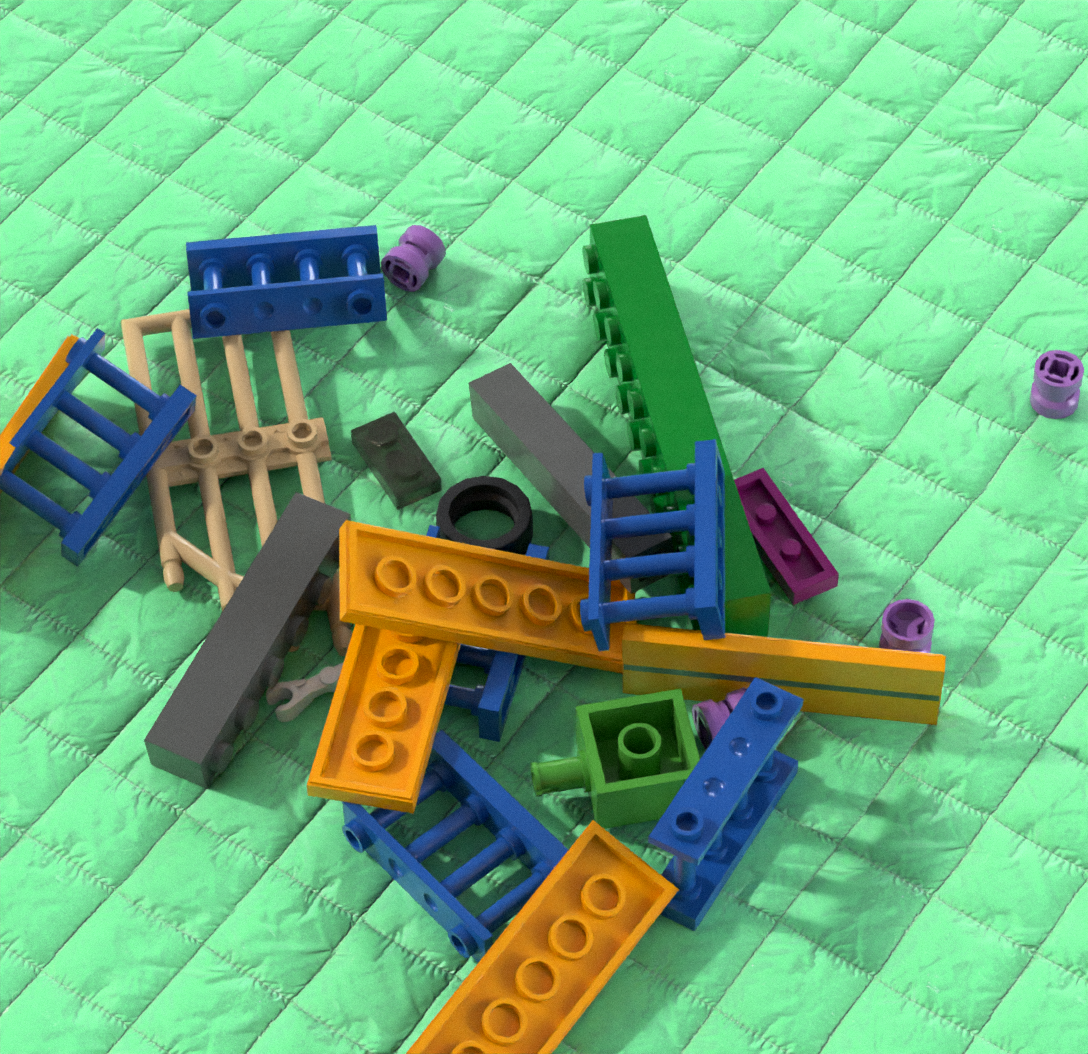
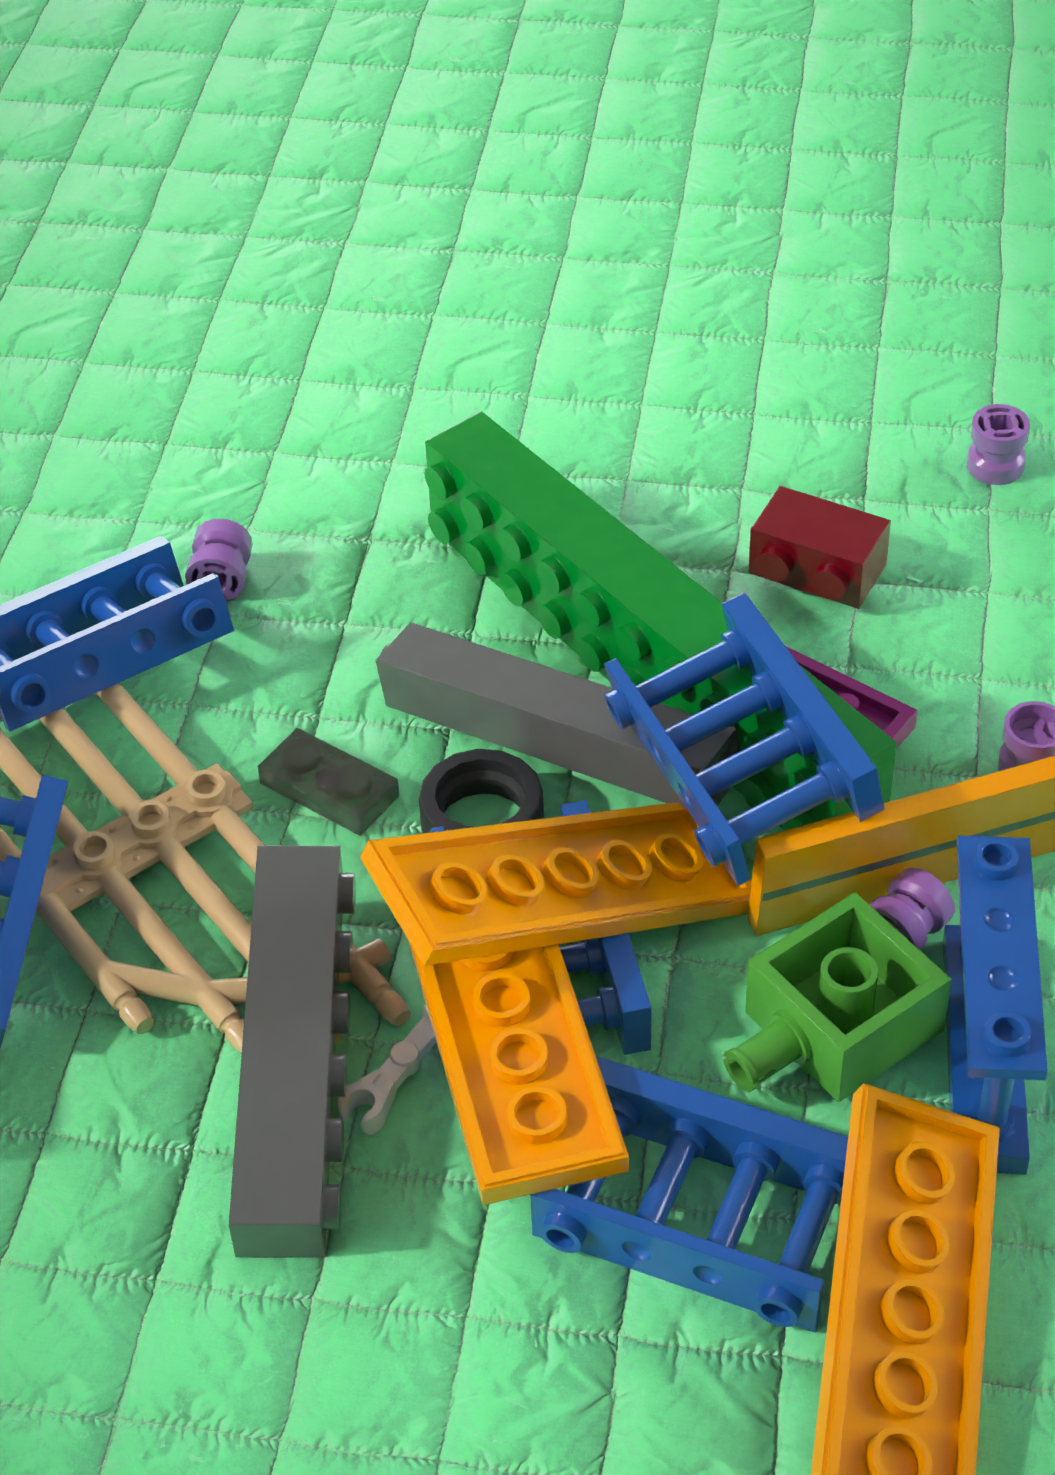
camera: 25 degrees left, 5 degrees down
(852, 417) = (819, 546): none -> dark red brick

